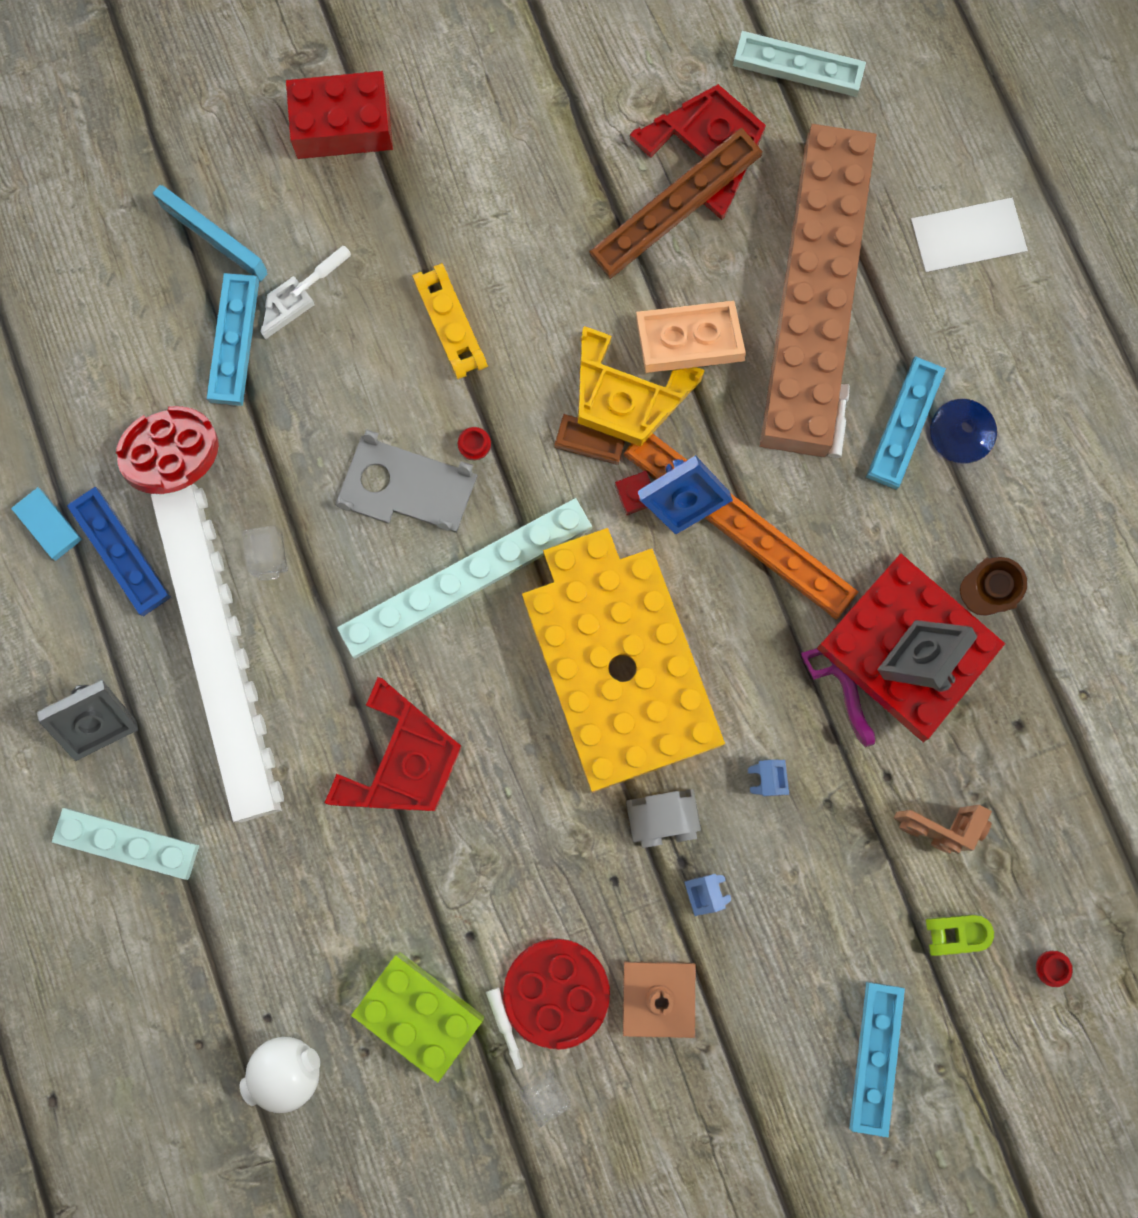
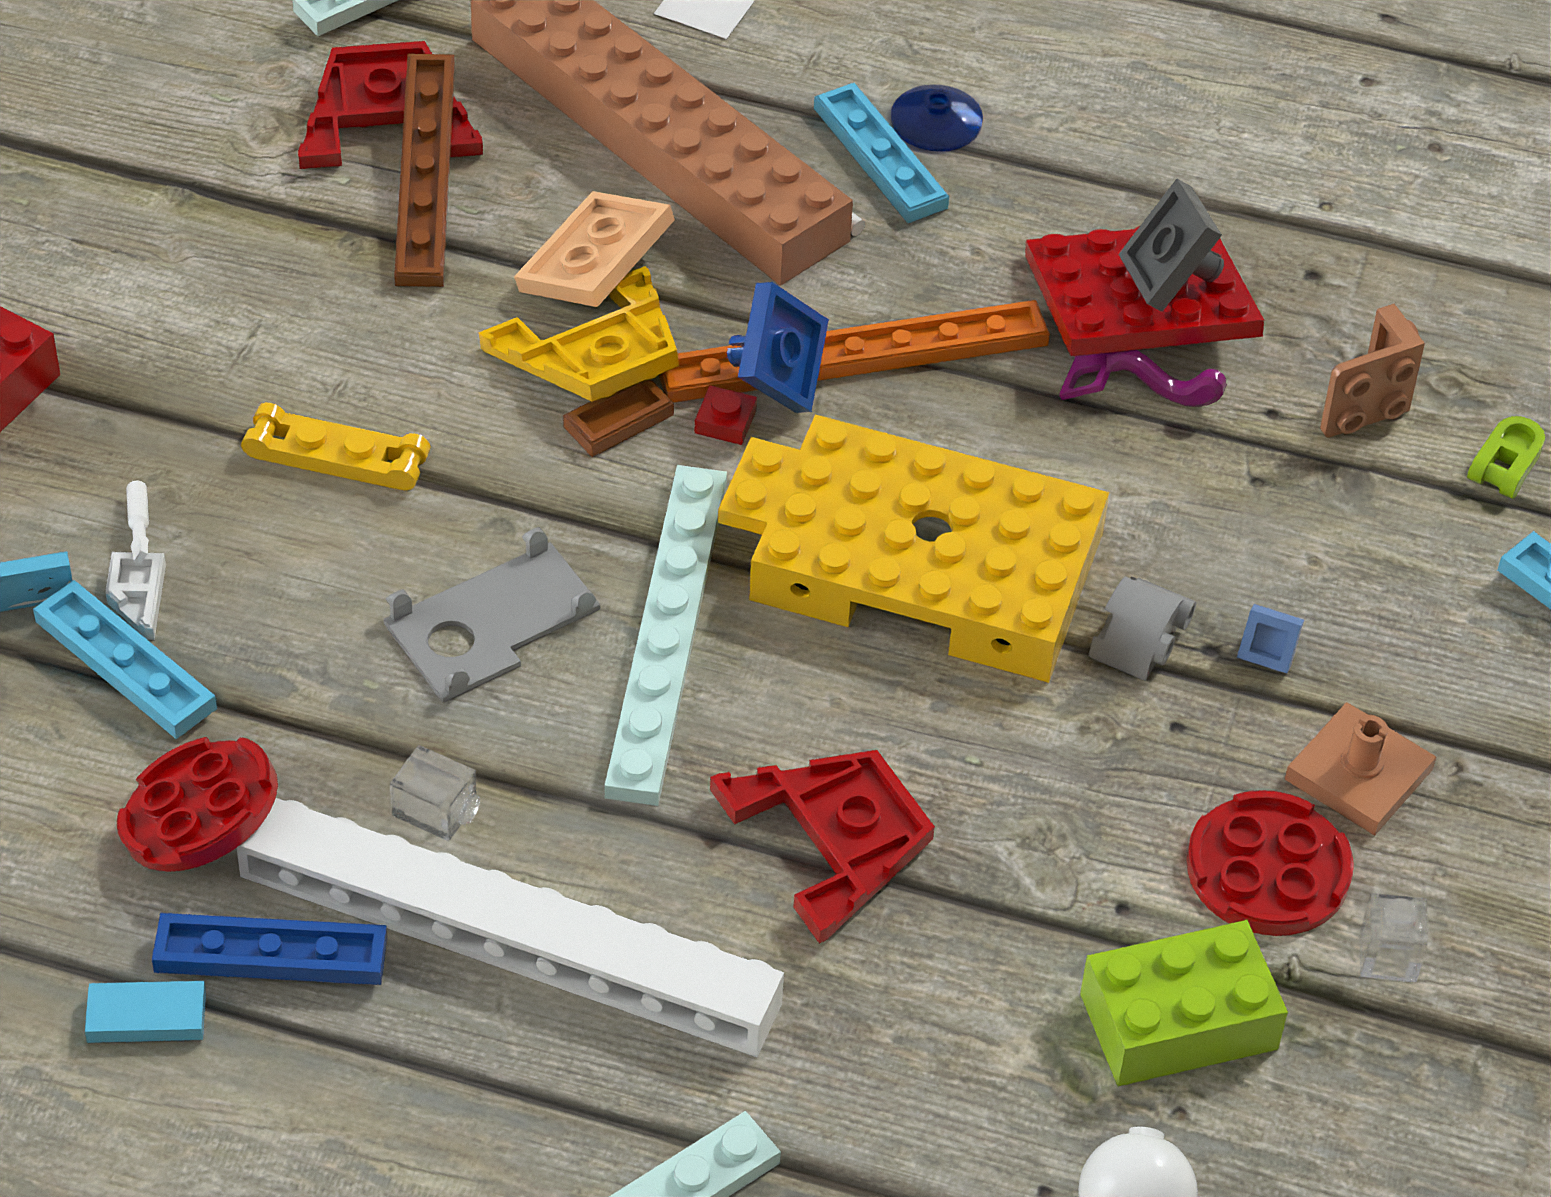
camera: 55 degrees left, 30 degrees down
(87, 720) = (469, 1104): dark grey tile -> none
(474, 443) = (510, 515): red plate -> none
(504, 1025) = (1270, 939): white piece -> none
(773, 778) = (1182, 494): medium blue tile -> none
(994, 586) = (1136, 181): reddish brown hat -> none

